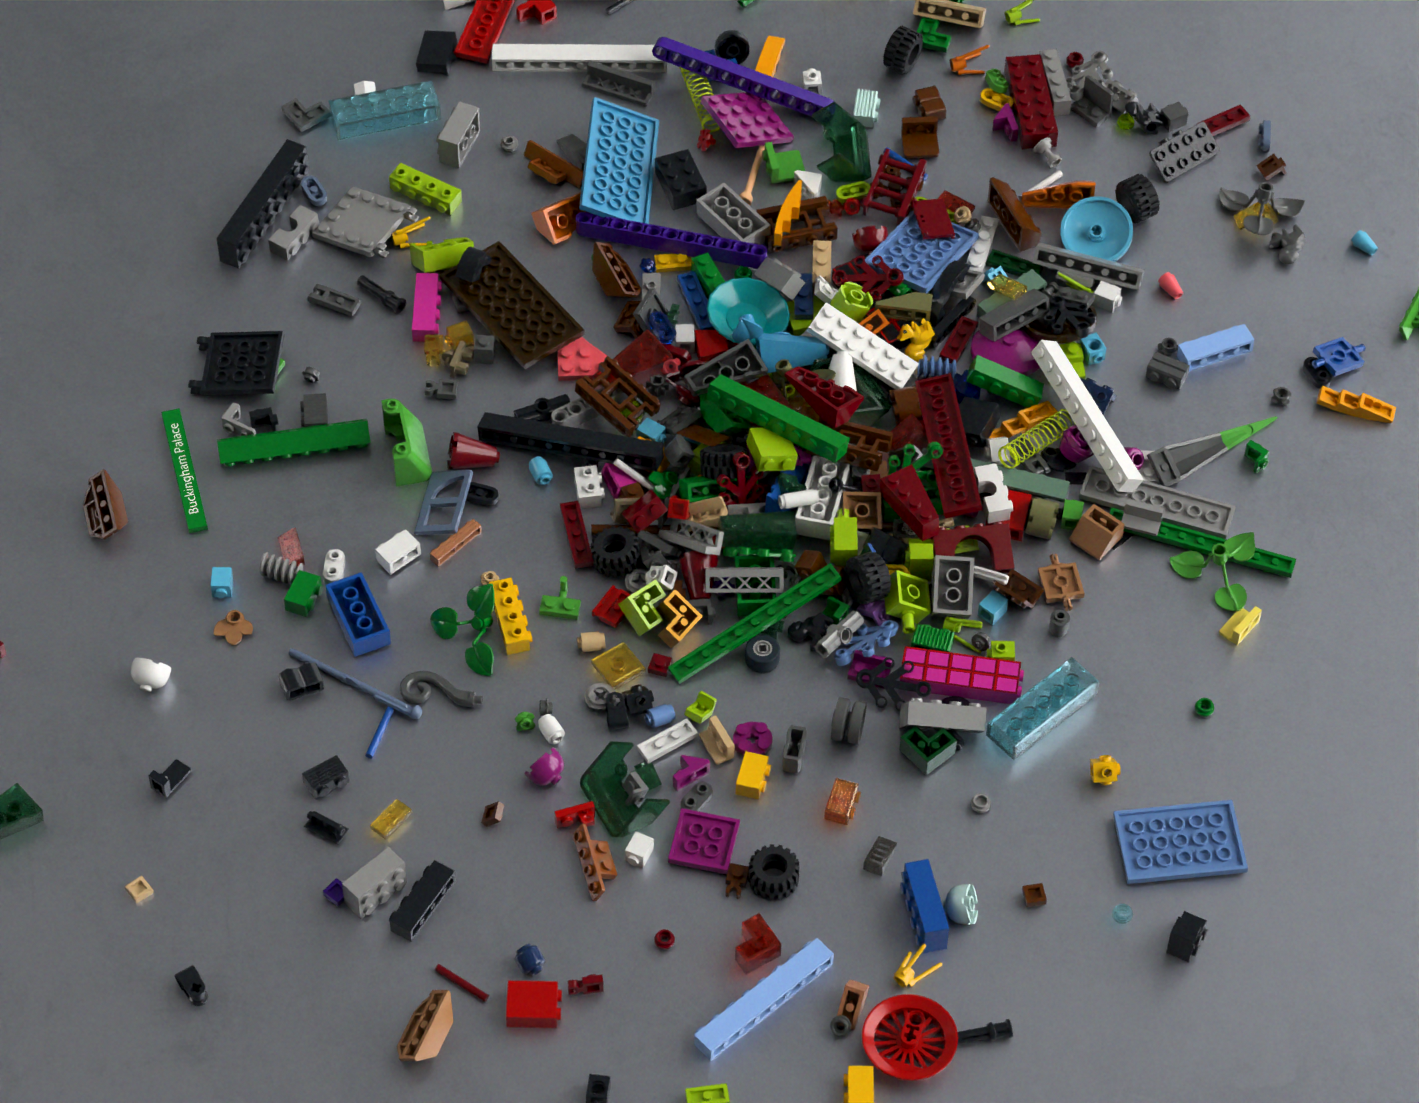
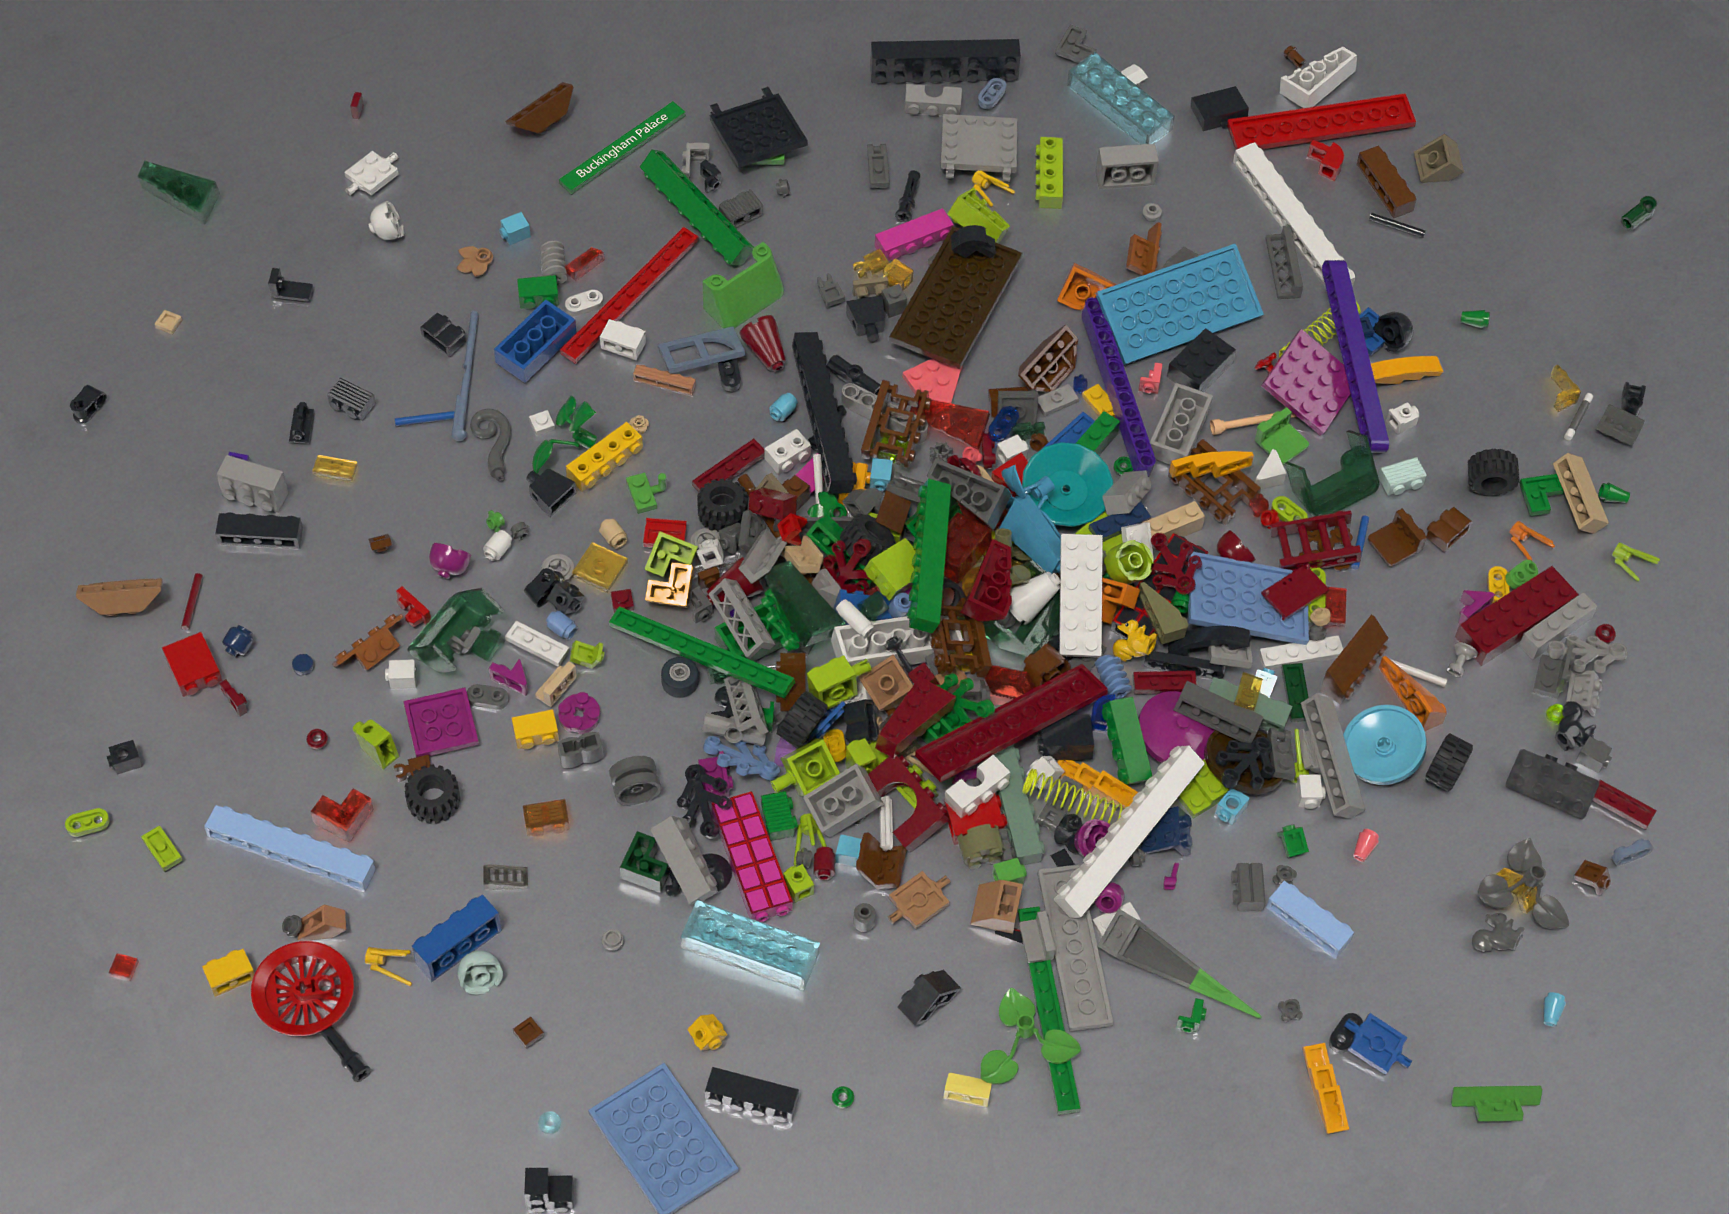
camera: 60 degrees right, 5 degrees up
(80, 666) = (371, 173): none -> white plate
(350, 529) = (629, 294): none -> red plate
(441, 648) = (541, 422): none -> white plate
(487, 374) = (866, 316): none -> black torso
(518, 669) = (550, 490): none -> black torso
(581, 922) = (302, 664): none -> dark blue tile
(675, 216) = (1151, 384): none -> coral bracket
(686, 317) = (1038, 441): none -> reddish brown plate
(698, 893) = (372, 735): none -> lime torso
(802, 466) = (899, 605): none -> medium blue brick
(820, 608) = (753, 705): none -> light grey fence
(994, 629) = (824, 863): none -> dark red brick
(1133, 417) = (1170, 882): none -> magenta hand
(1142, 325) = (1293, 840): none -> green bracket
(1154, 609) = (927, 995): none -> black brick
(1172, 765) = (751, 1094): none -> black brick

